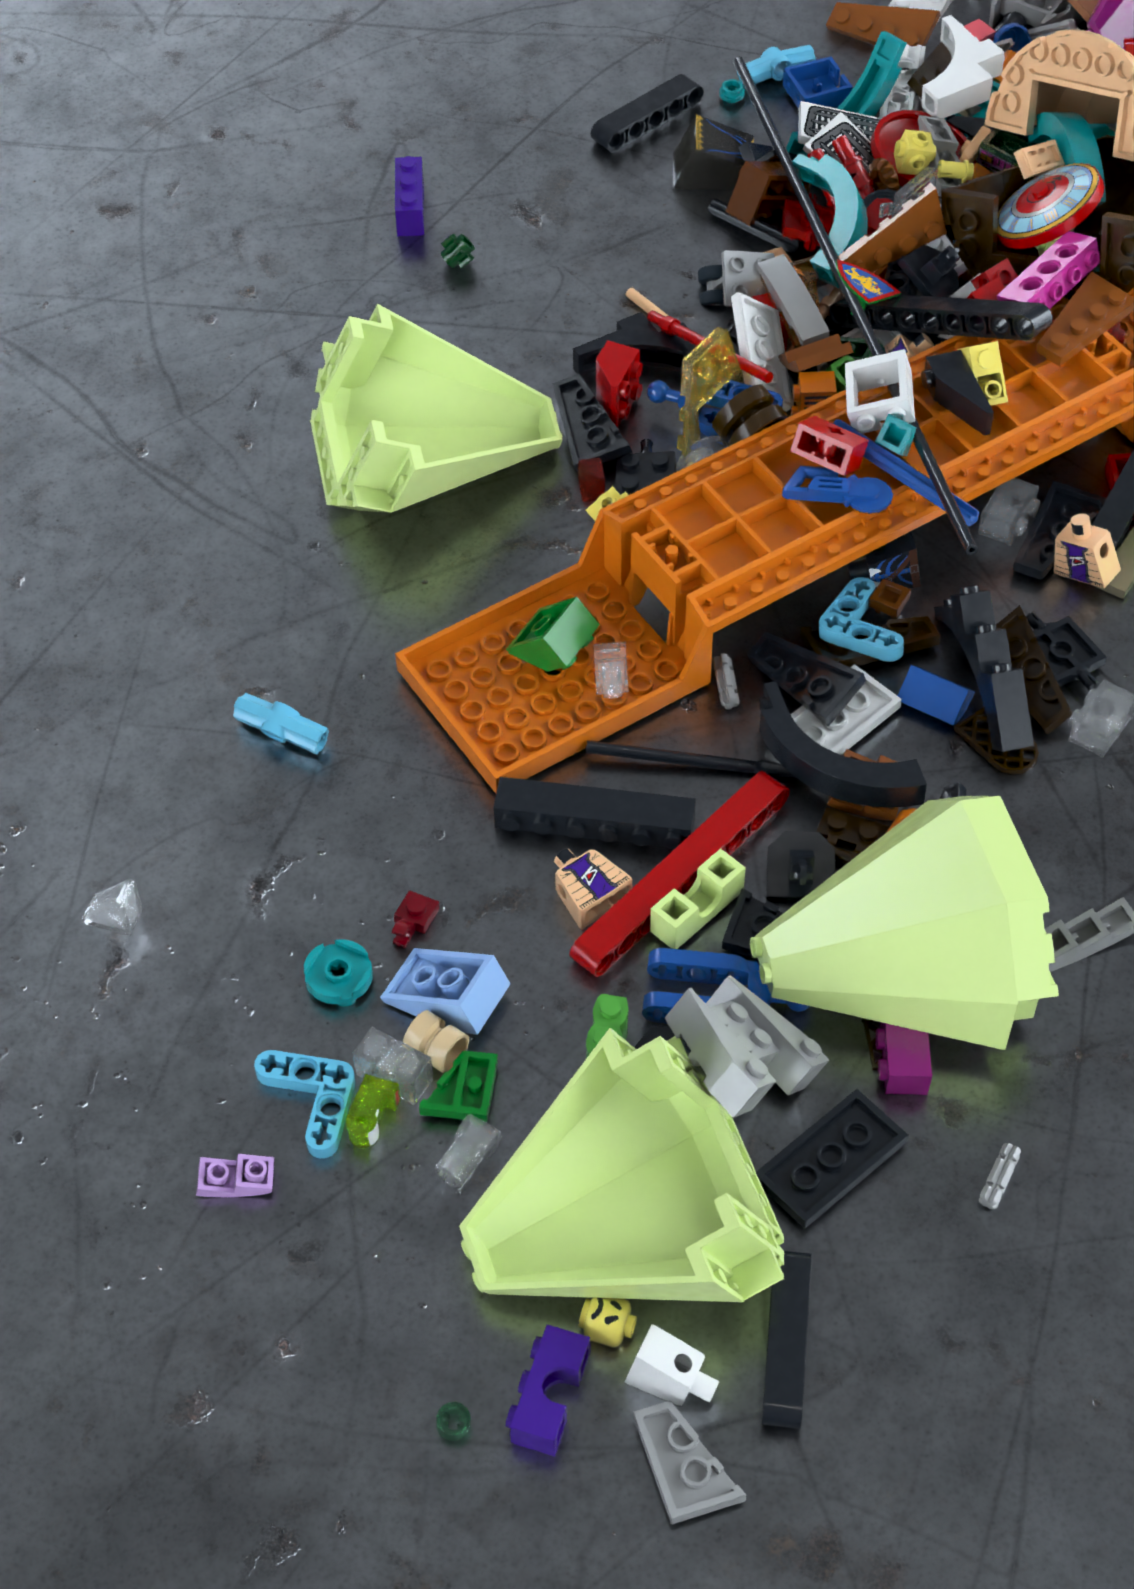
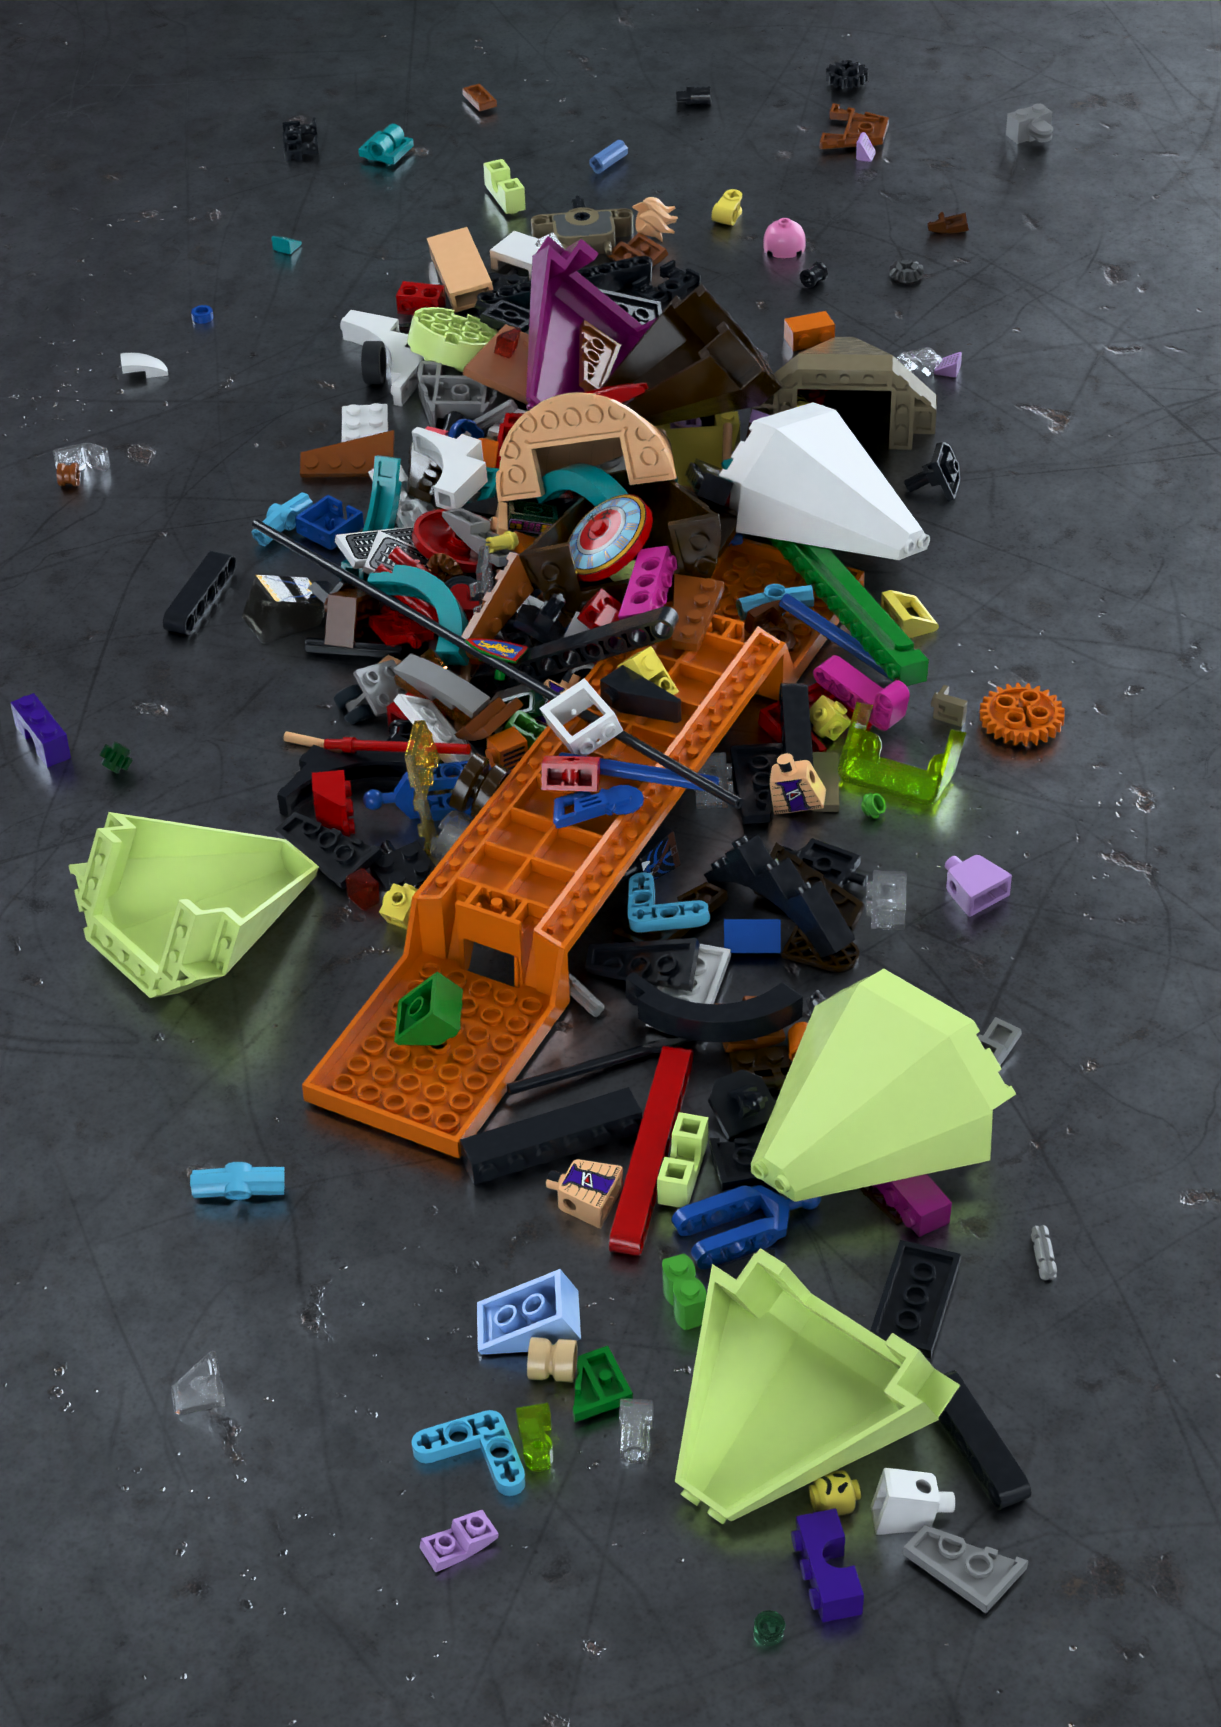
camera: 30 degrees left, 10 degrees down
(338, 989) = (429, 1363): teal plate -> none
(393, 1061) = (530, 1387): clear brick -> none
(413, 915) = (459, 1277): dark red plate -> none
(611, 669) = (496, 1018): clear slope -> none
(732, 91) = (258, 551): teal plate -> none
(743, 1046) = (805, 1239): light grey wedge -> none
(889, 598) = (668, 880): reddish brown tile -> none
(896, 435) = (617, 745): teal slope -> none
(914, 152) = (460, 540): light yellow brick -> none
(1039, 158) = (576, 506): light nougat plate -> none

